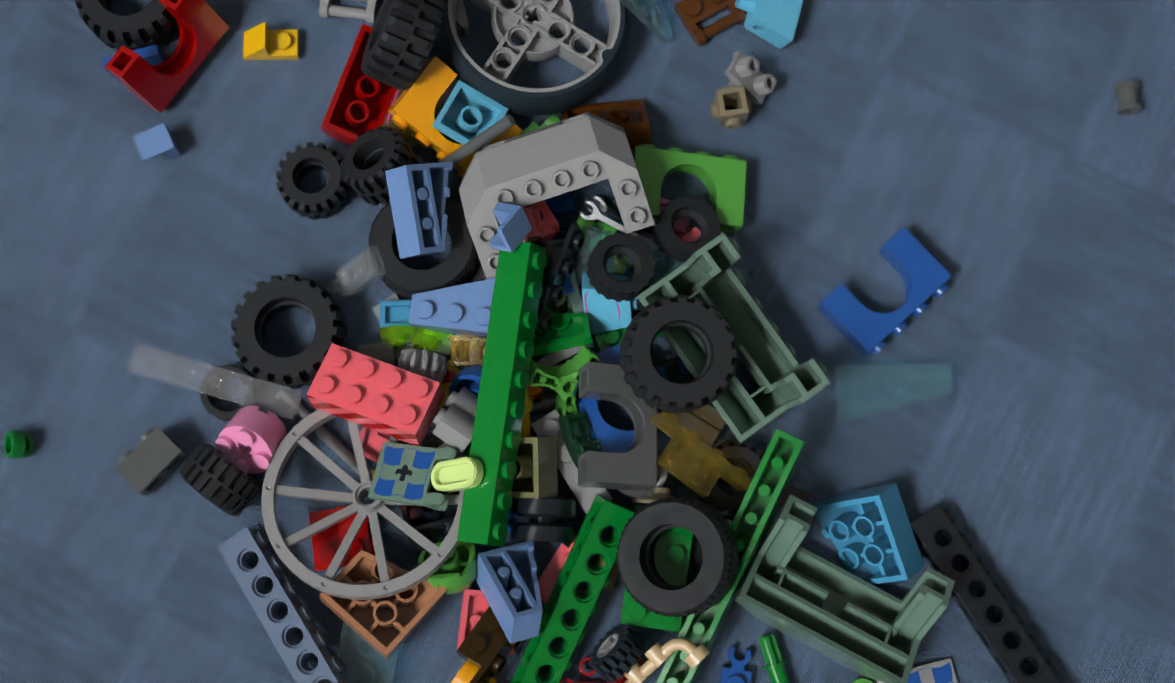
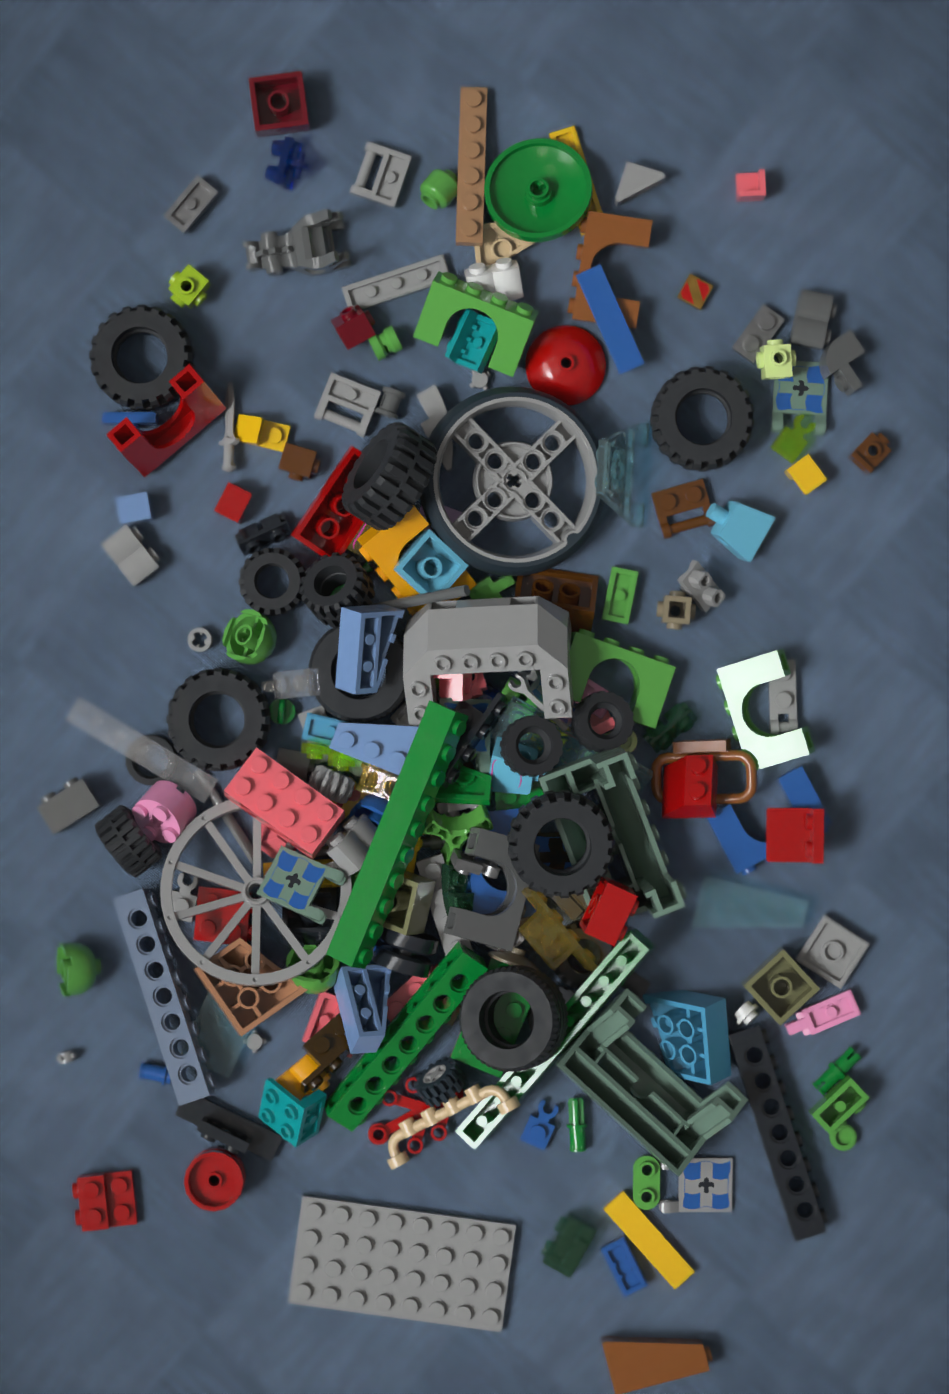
camera: 20 degrees right, 10 degrees up
(163, 192) = (131, 555): none -> light grey brick
(196, 632) = (77, 968): none -> bright green cylinder
(240, 56) = (229, 439): none -> light grey sword
(255, 115) = (233, 503): none -> red panel
(262, 258) = (191, 637): none -> light grey bush
(295, 525) = (183, 898): none -> light grey plate
(303, 131) = (252, 540): none -> black hinge
(303, 240) = (250, 637): none -> bright green cylinder
(314, 60) = (299, 462): none -> reddish brown brick
(355, 310) = (282, 711): none -> green tile
(407, 663) = (255, 1041): none -> light grey piece
(457, 474) = (340, 897): yellowish green tile -> none
(512, 229) = (442, 694): medium blue panel -> none
(584, 408) = (470, 864): none -> flat silver plate
(670, 109) = (619, 595): none -> bright green plate
(750, 412) = (609, 911): none -> red brick
(764, 216) = (680, 721): none -> clear green hinge
(795, 239) = (721, 751): none -> dark orange bar
(795, 276) = (690, 788): none -> red slope
(815, 159) = (738, 683): none -> arch
(861, 168) = (783, 701): none -> light grey plate
(920, 294) = (795, 835): none -> red bracket
(920, 497) = (746, 1013): none -> white plate
(948, 458) = (780, 986): none -> olive brick
(990, 410) = (832, 951): none -> light grey plate
(1002, 477) = (824, 1014): none -> bright pink hinge
(1032, 534) = (836, 1071): none -> green pin
(1048, 568) = (839, 1105): none -> bright green brick
(1060, 604) = (844, 1139): none -> bright green tile

